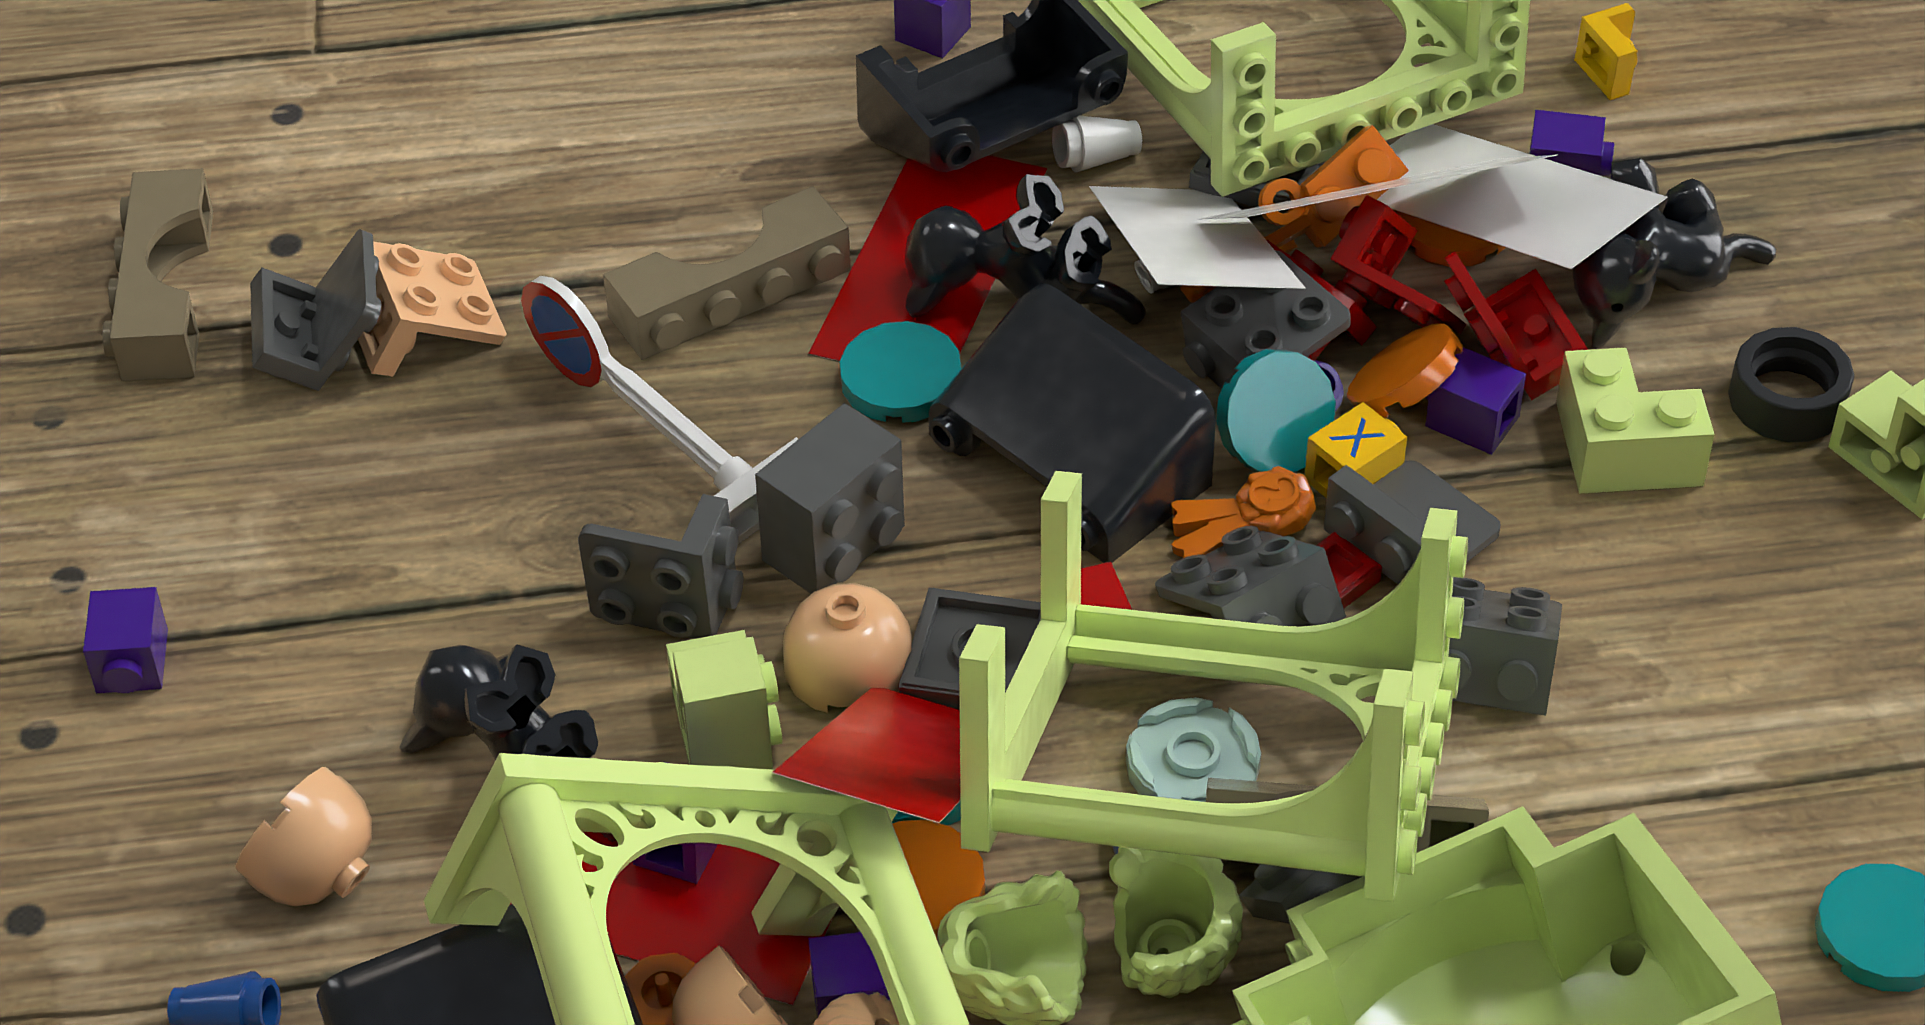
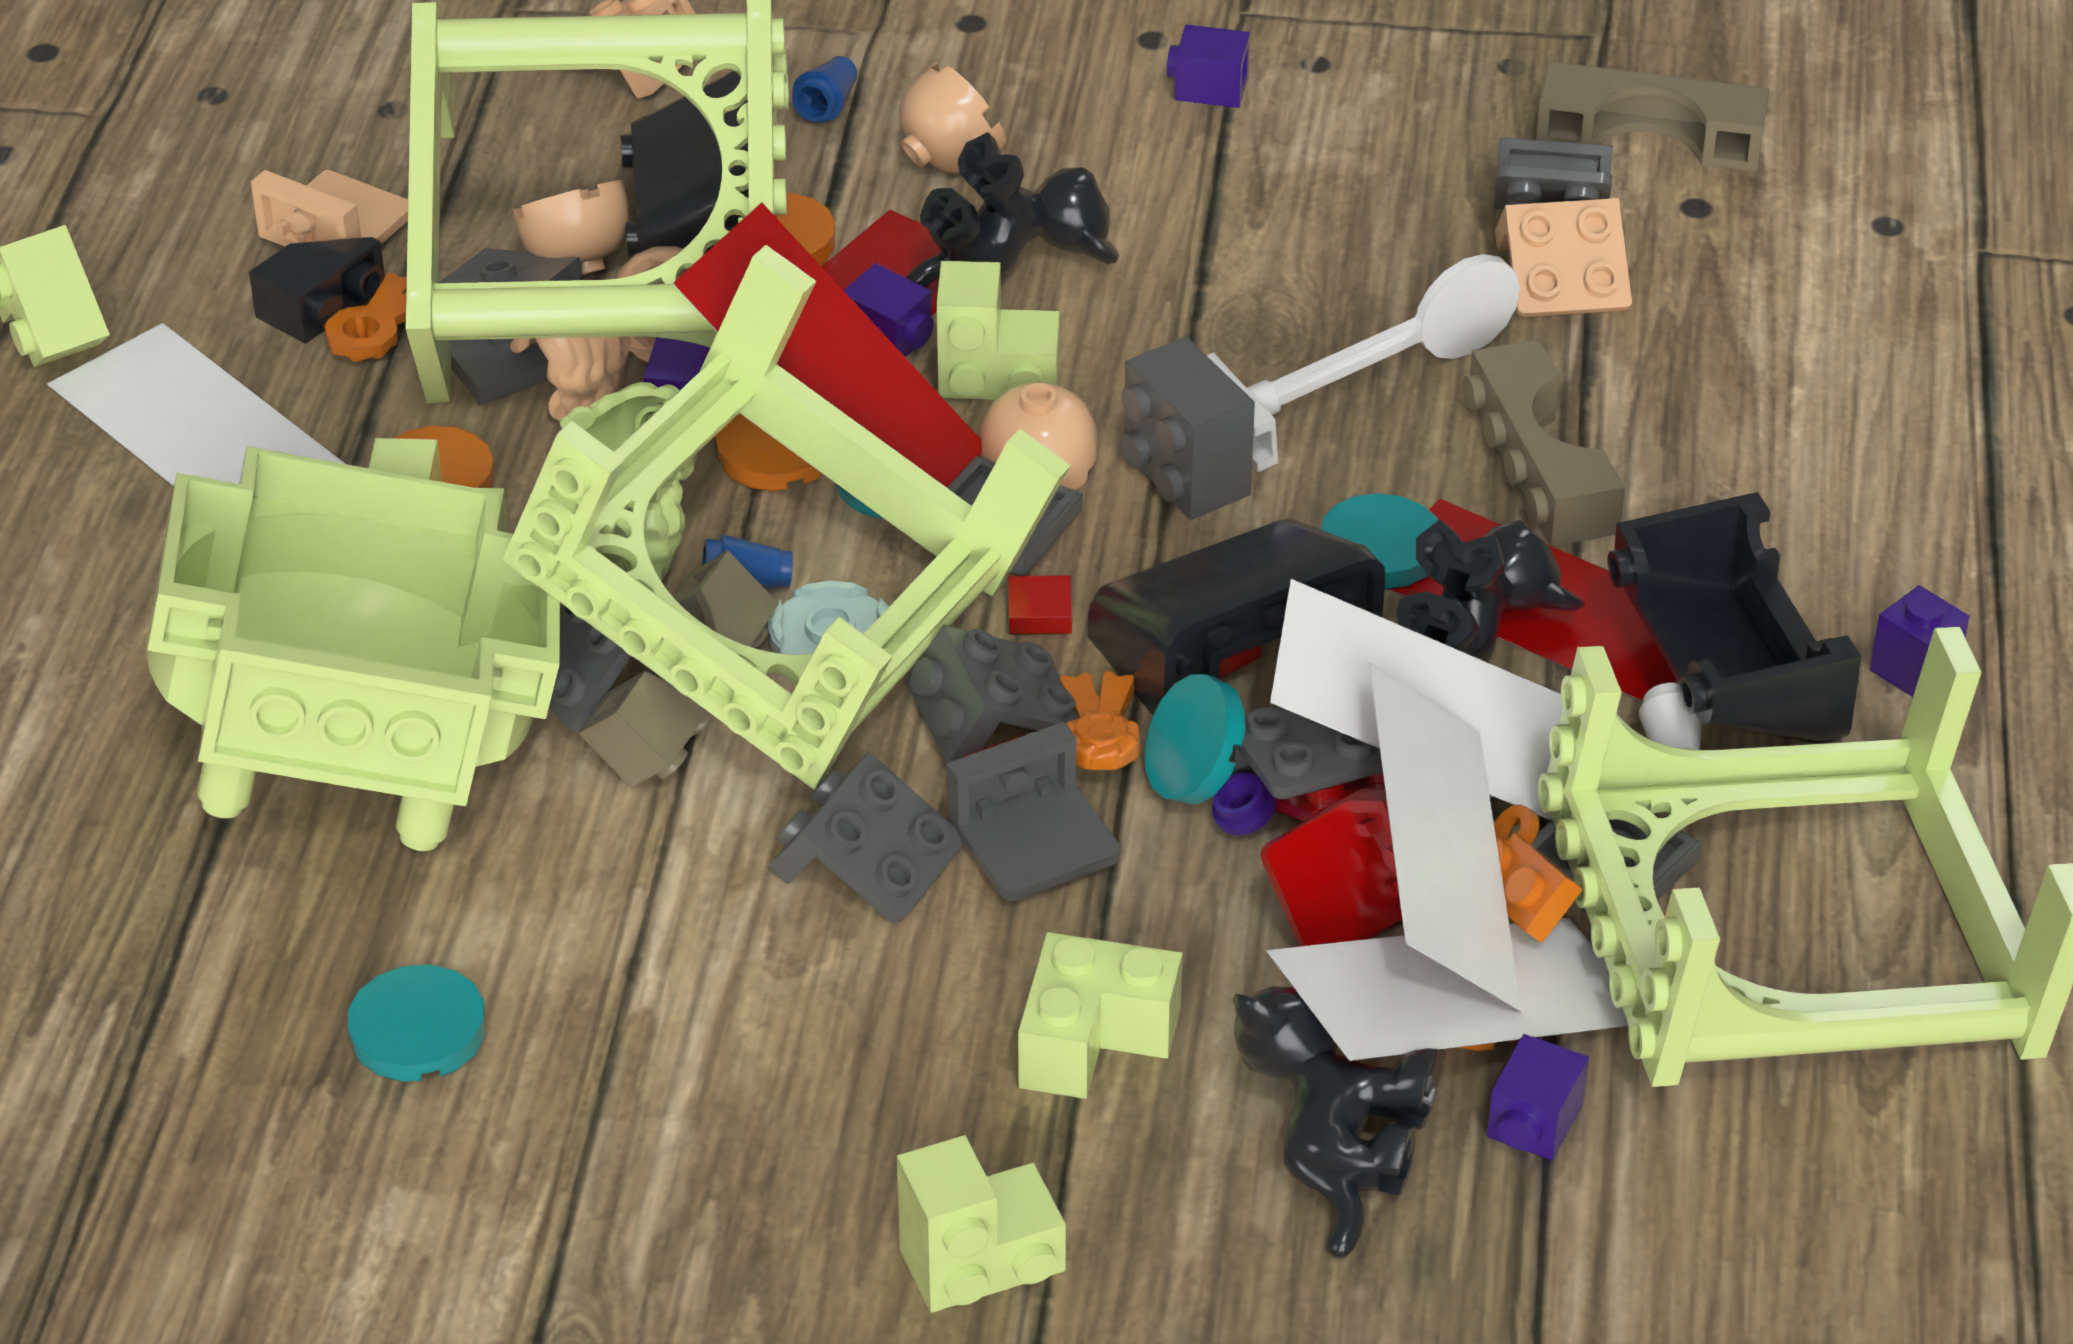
camera: 105 degrees right, 5 degrees down
(662, 580) = (1135, 313): dark grey bracket -> none
(1355, 439) = (1134, 802): yellow brick -> none
(1406, 369) = (1223, 851): orange tile -> none
(1477, 401) = (1180, 909): dark purple brick -> none
(1520, 322) = (1239, 915): red bracket -> none
(1607, 51) = (1714, 1188): yellow bracket -> none
(1797, 352) = (1122, 1136): black tyre -> none

